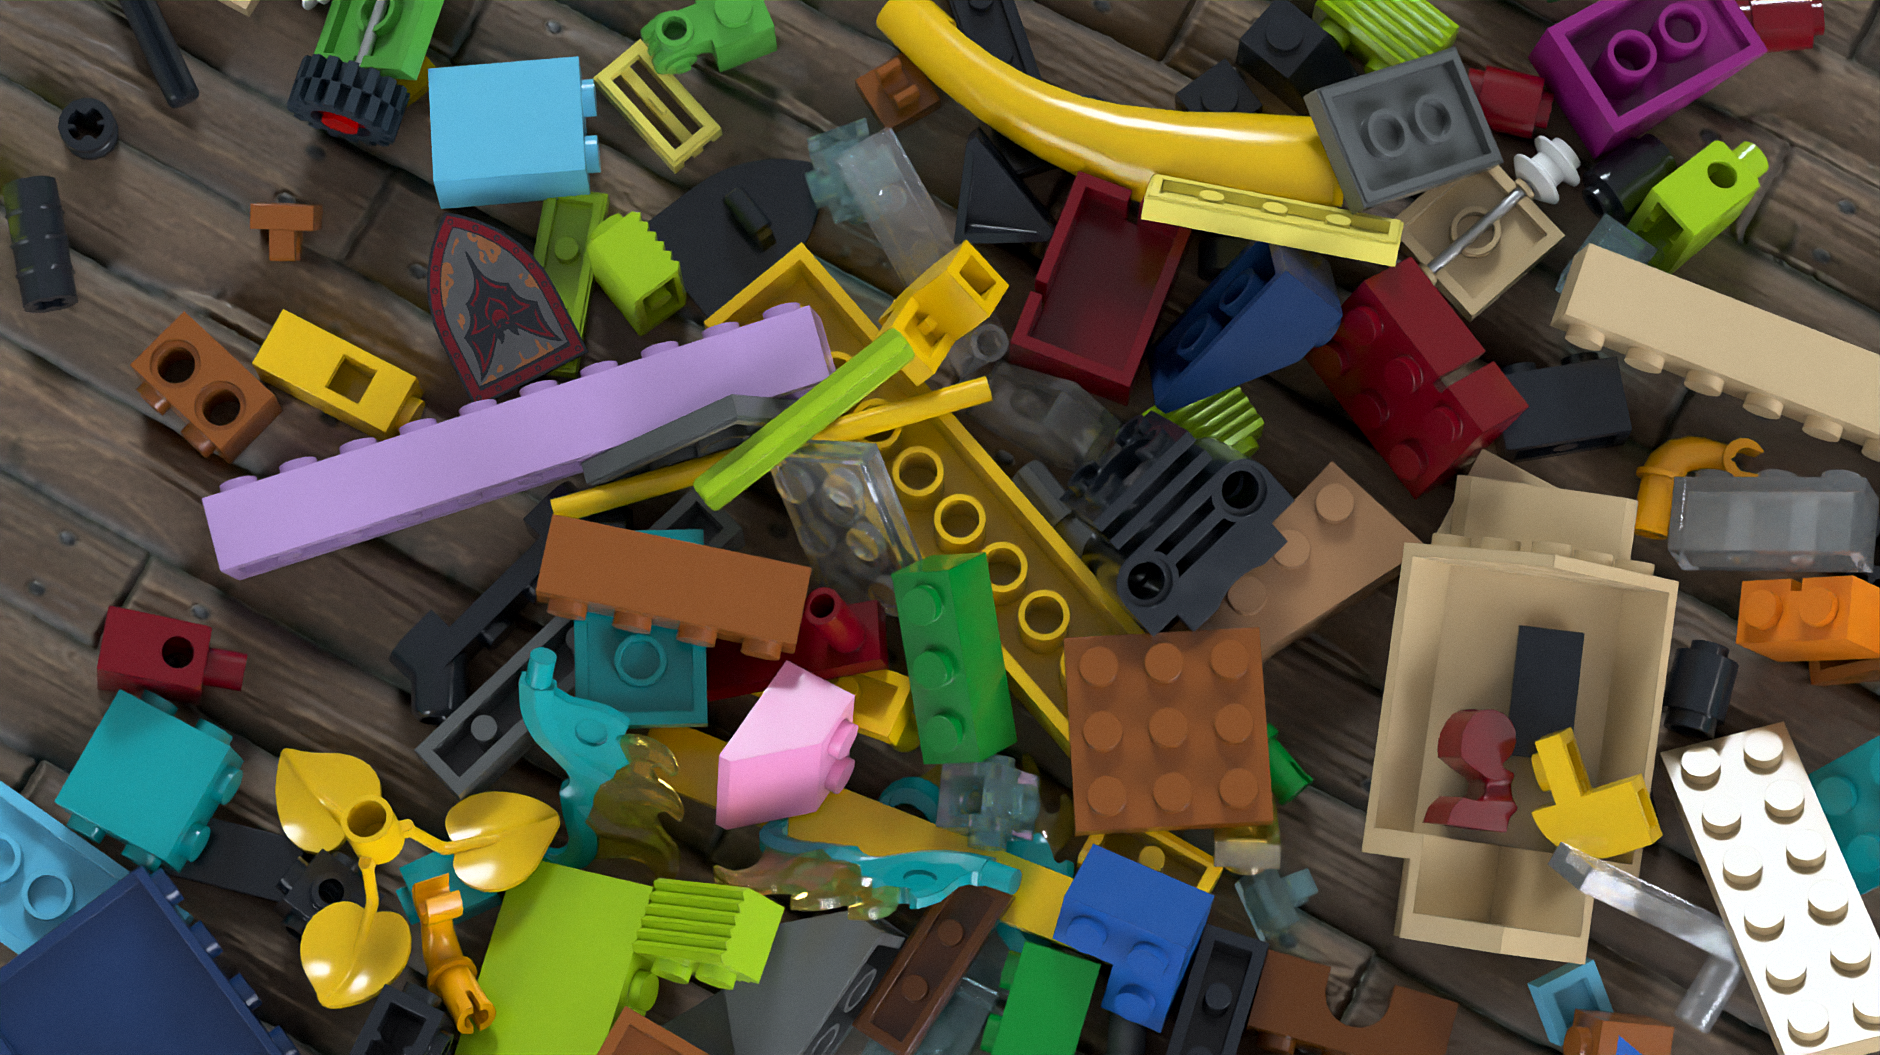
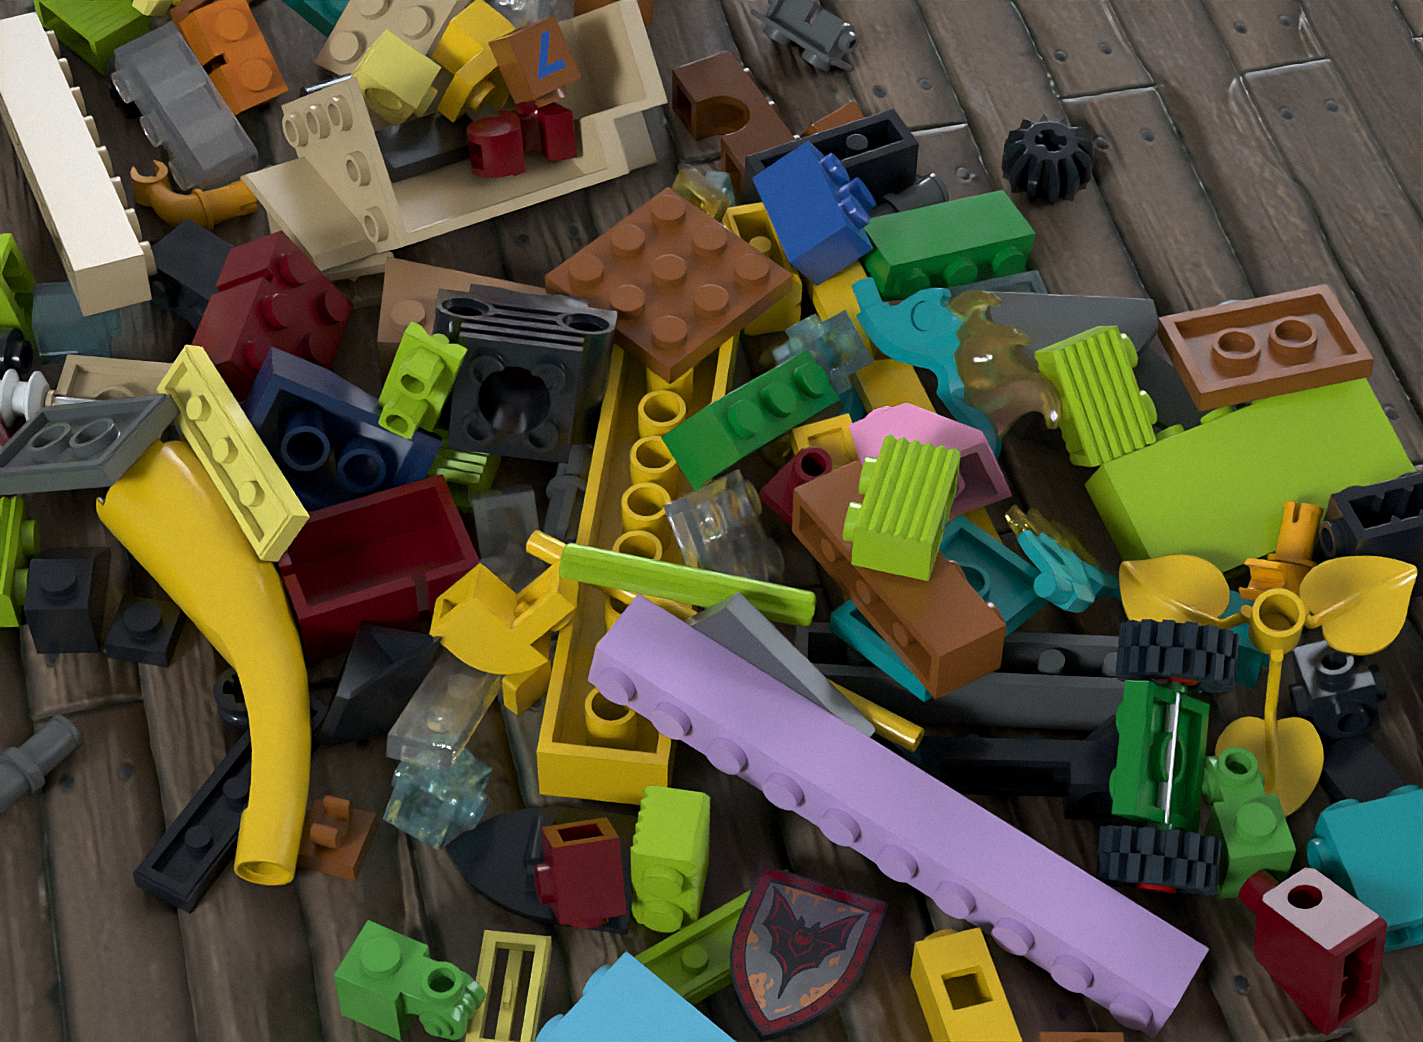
camera: 135 degrees left, 25 degrees down
(292, 709) = (1245, 820): none -> bright green brick
(404, 709) = (1164, 756): none -> plate
(687, 206) = (581, 873): none -> dark red brick
(694, 600) = (903, 507): none -> lime brick
(1195, 398) = (419, 381): none -> lime hips
(1514, 815) = (535, 62): none -> dark orange brick
(1624, 699) = (396, 79): none -> light yellow brick

